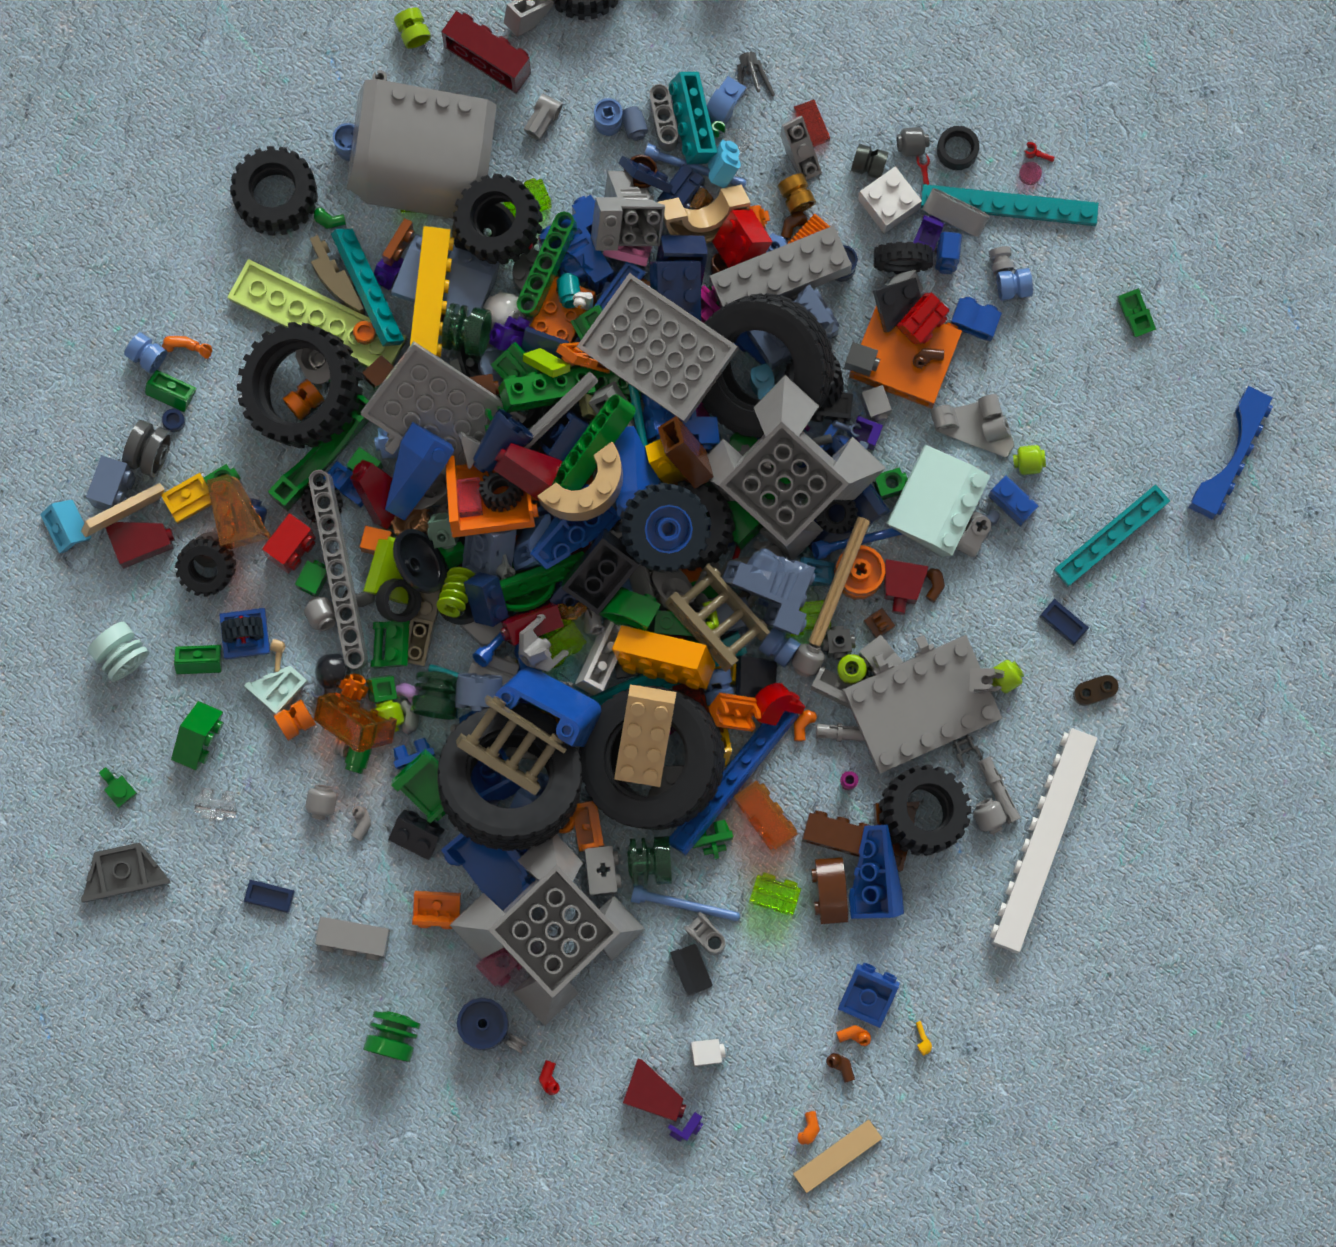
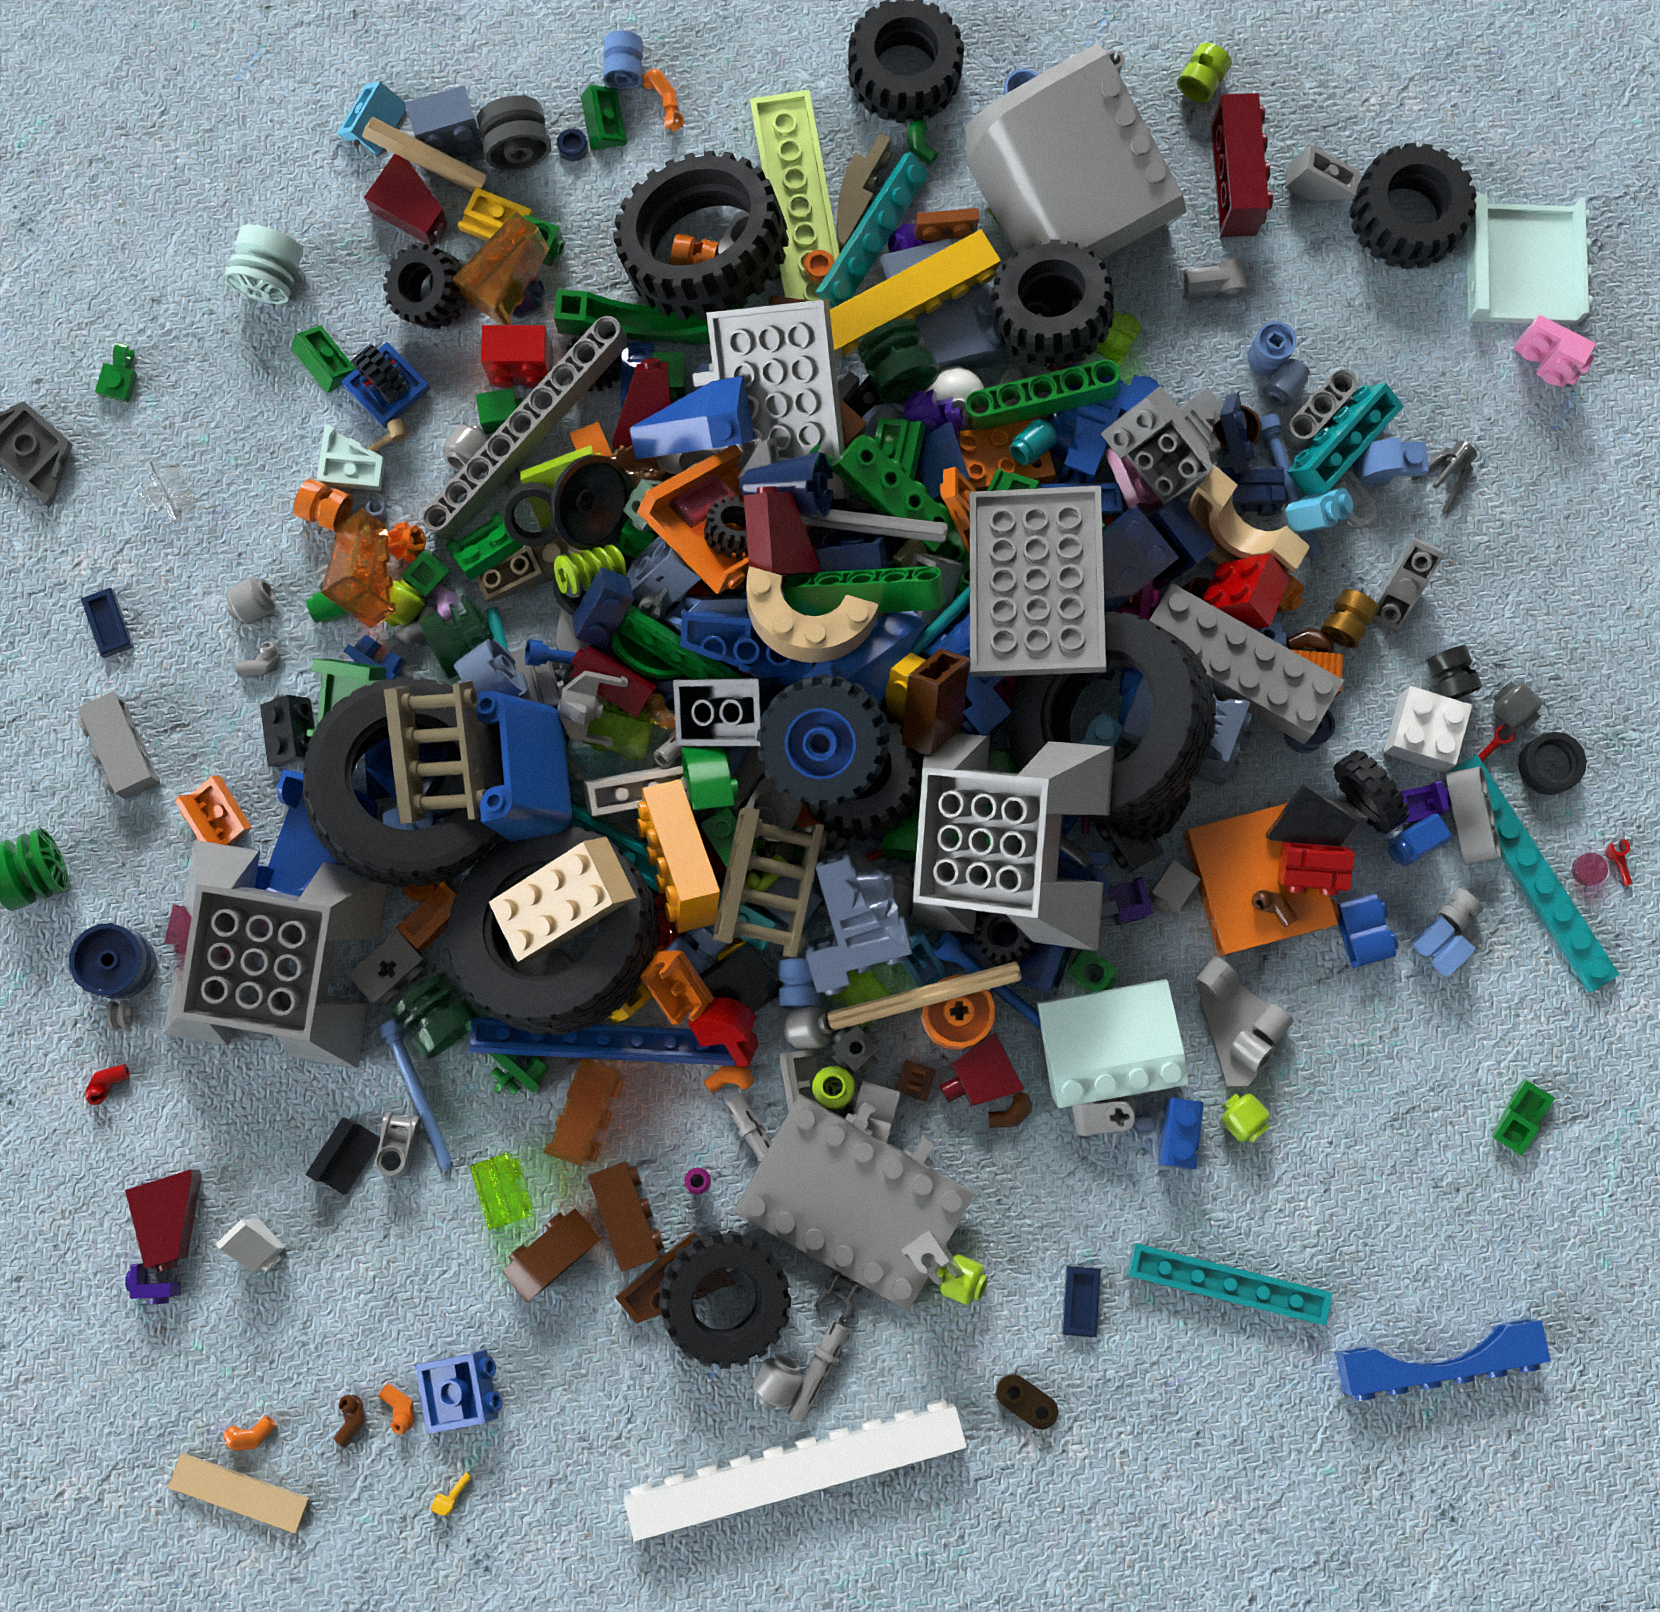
camera: 55 degrees right, 0 degrees up
(196, 735) = (230, 409): green brick -> none
(329, 670) = (406, 501): black hair -> none
(546, 362) = (923, 471): lime tile -> none
(584, 299) = (1034, 461): white arm -> none
(701, 199) = (1258, 517): clear orange tile -> none
(717, 125) = (1355, 471): green hand -> none
(813, 121) = (1447, 578): clear red tile -> none
(848, 428) = (1119, 876): sand blue hand -> none
(862, 359) = (1211, 831): dark grey brick -> none
(876, 881) = (595, 1305): blue wedge -> none

